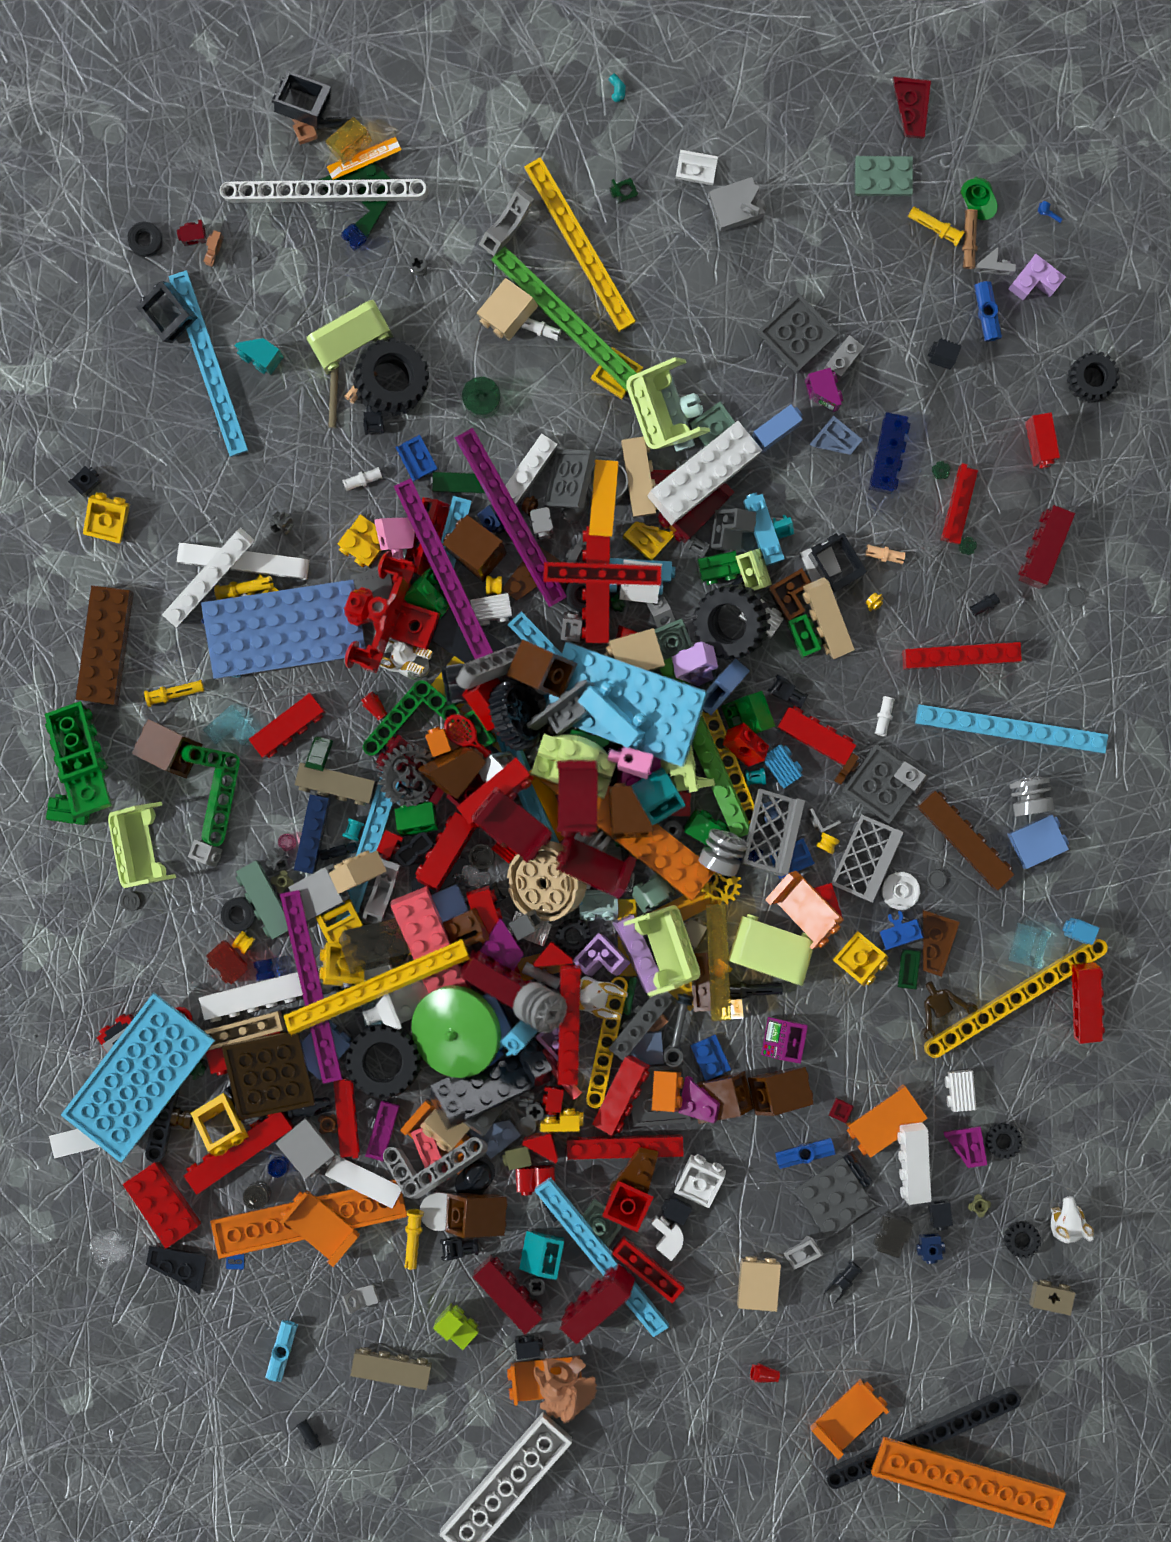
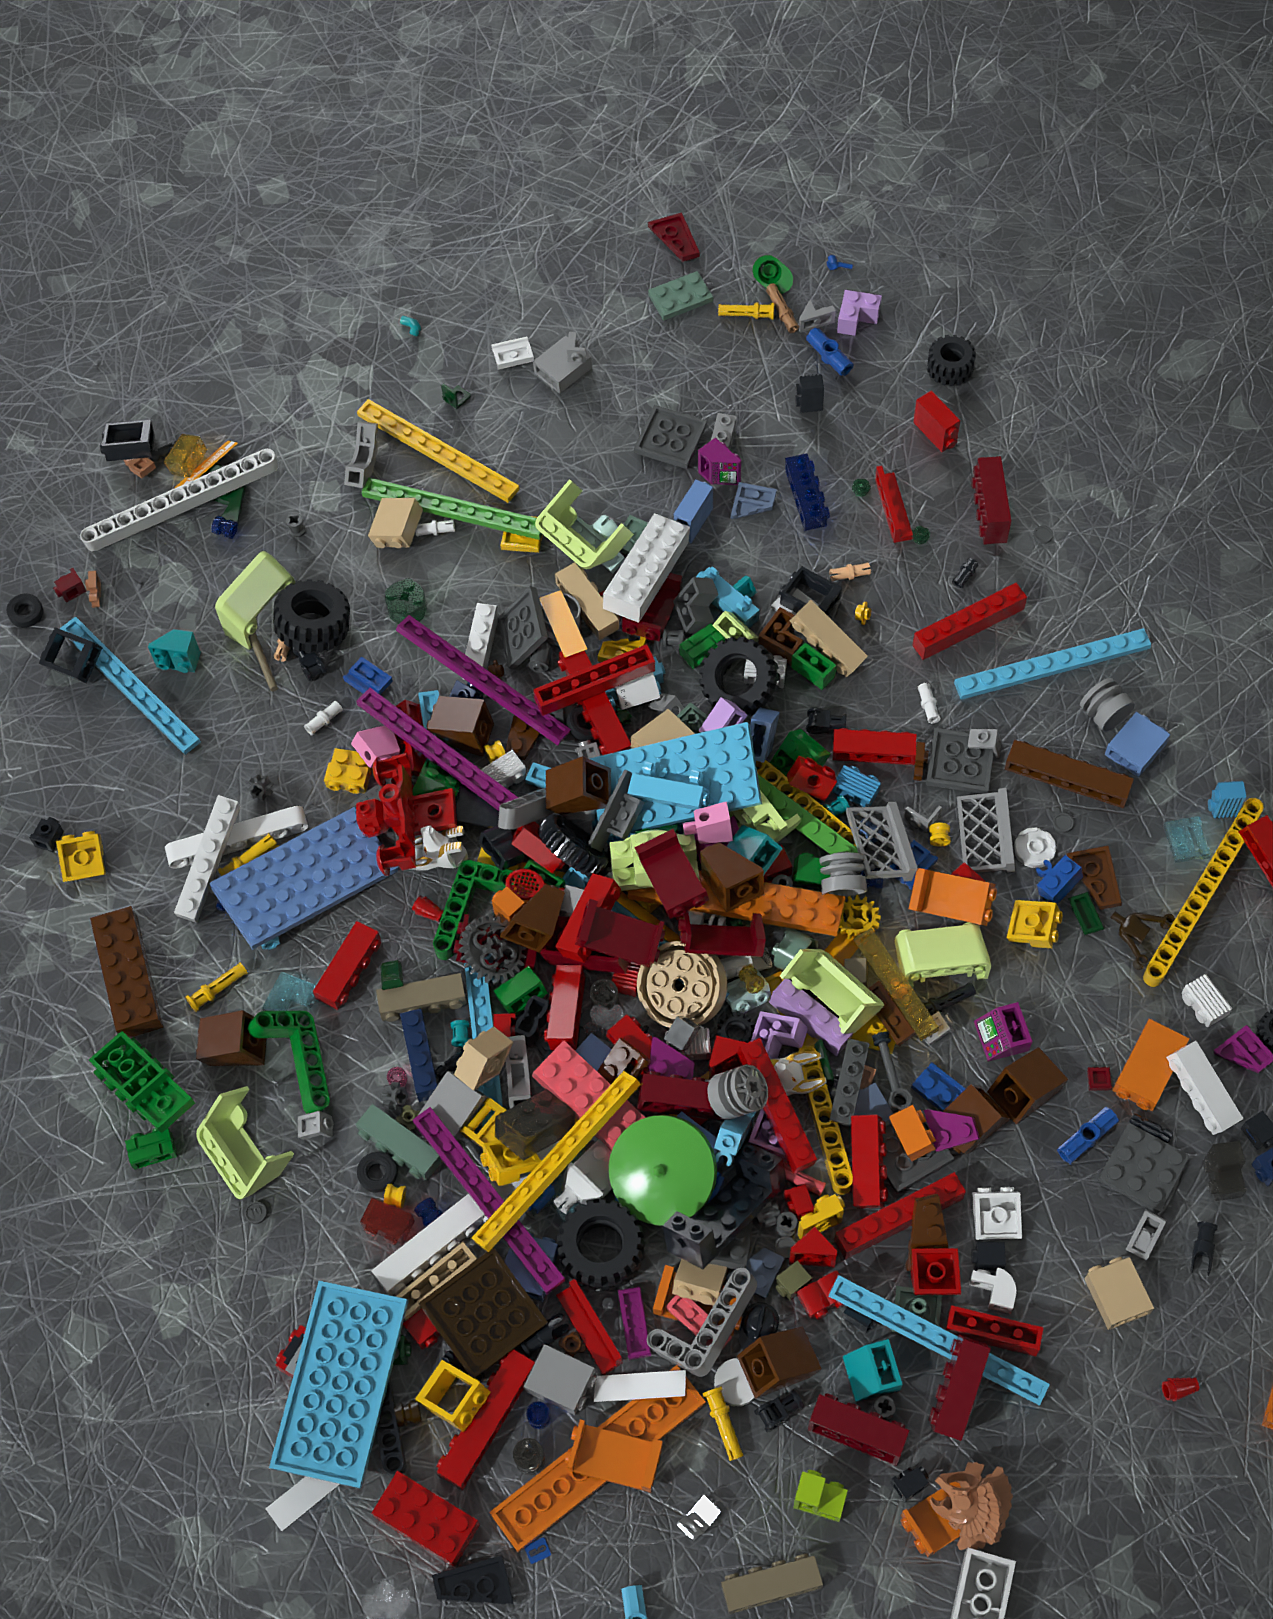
camera: 20 degrees left, 25 degrees down
(456, 483) = (420, 682): dark green tile -> none
(541, 523) = (515, 674): light grey brick -> none
(605, 903) = (751, 979): none -> clear yellow bush

